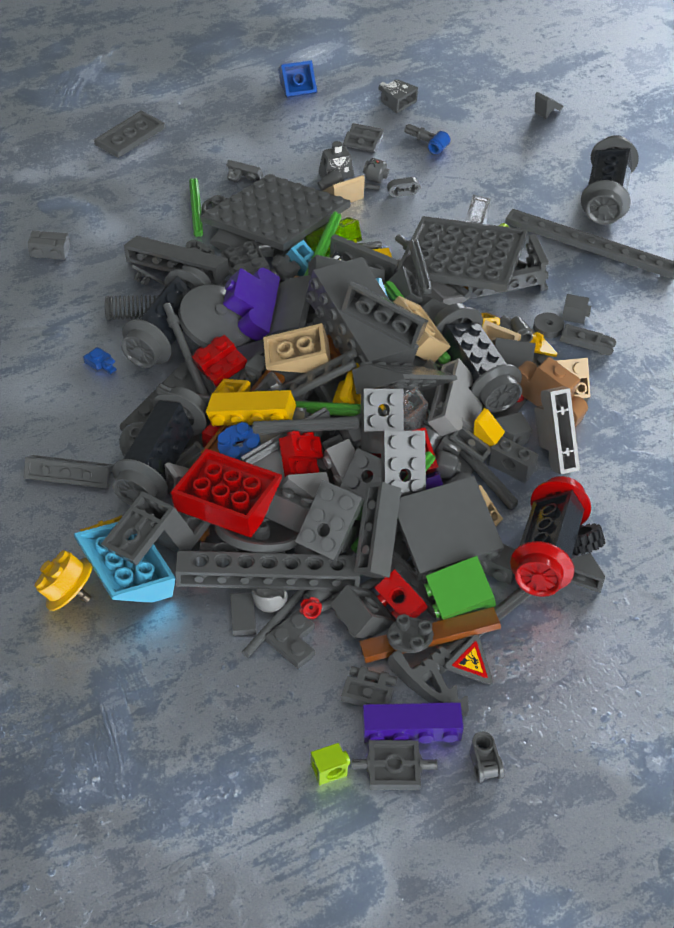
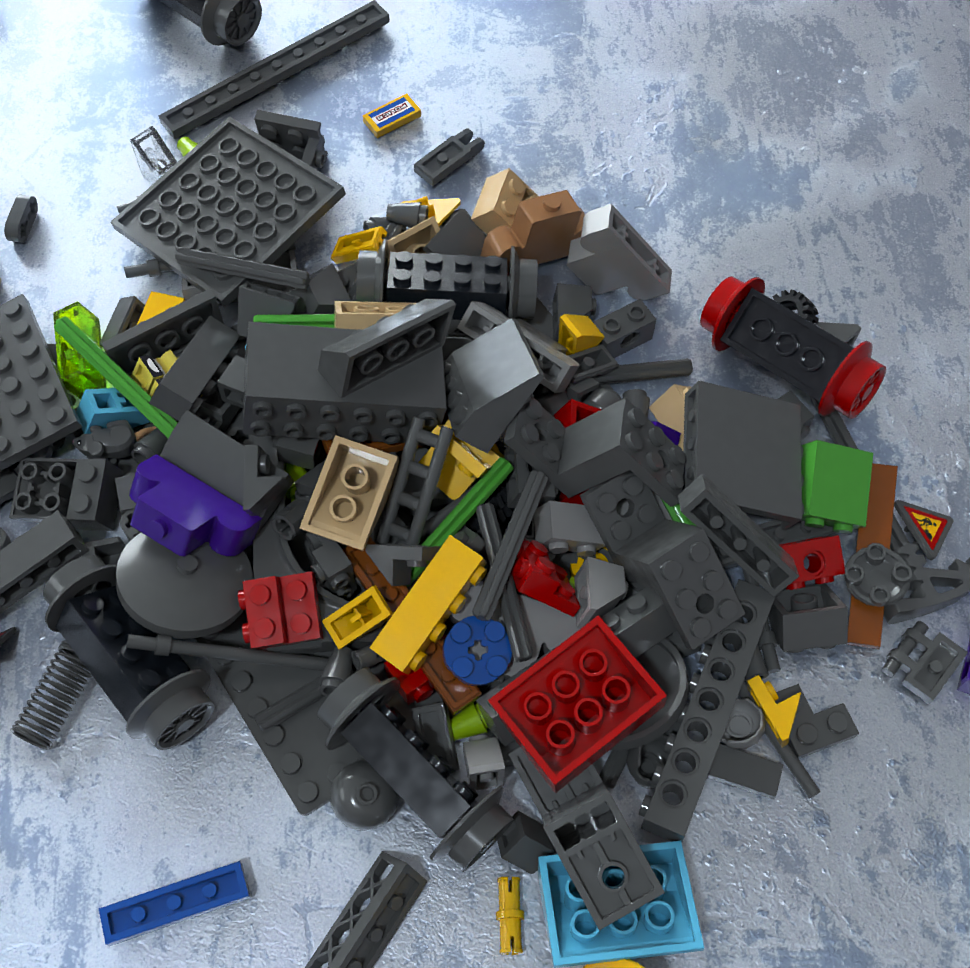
camera: 65 degrees left, 15 degrees up
(49, 393) = (173, 903): none -> blue plate
(100, 359) = (137, 793): blue plate -> none
(279, 316) = (258, 489): none -> dark grey slope
(284, 606) = (778, 716): none -> yellow slope
(313, 612) = (779, 677): red plate -> none
(549, 325) = (397, 174): dark grey piece -> none
(576, 308) = (390, 141): dark grey brick -> none
(602, 305) = (391, 115): none -> tile

